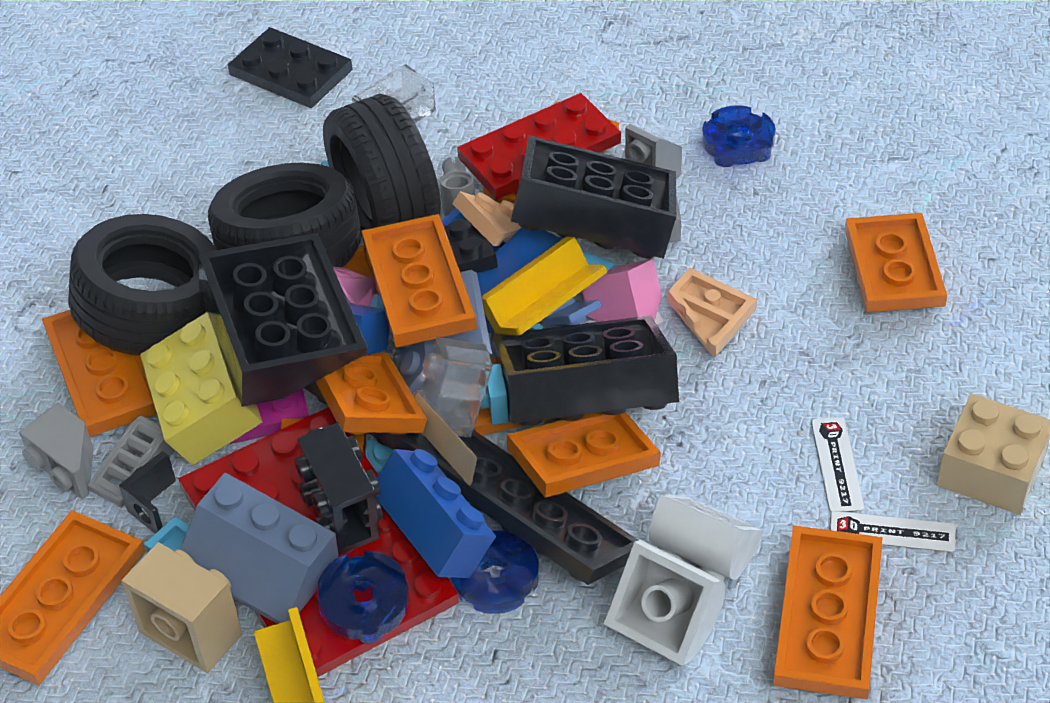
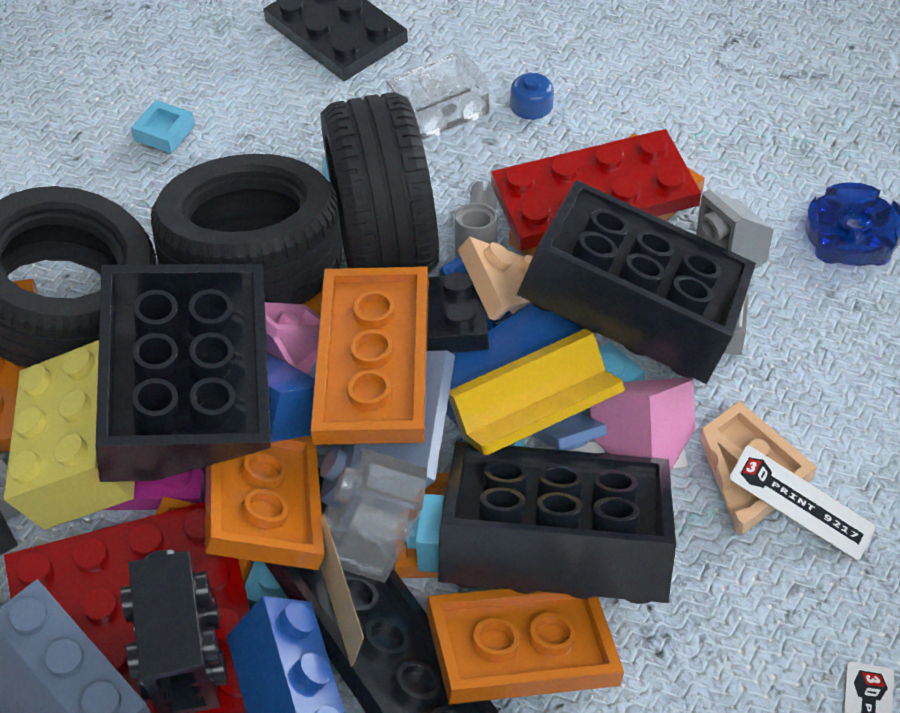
camera: 15 degrees right, 5 degrees up
(178, 166) = (163, 126): none -> medium azure plate
(466, 91) = (531, 96): none -> blue piece
(753, 323) = (802, 502): none -> white sticker

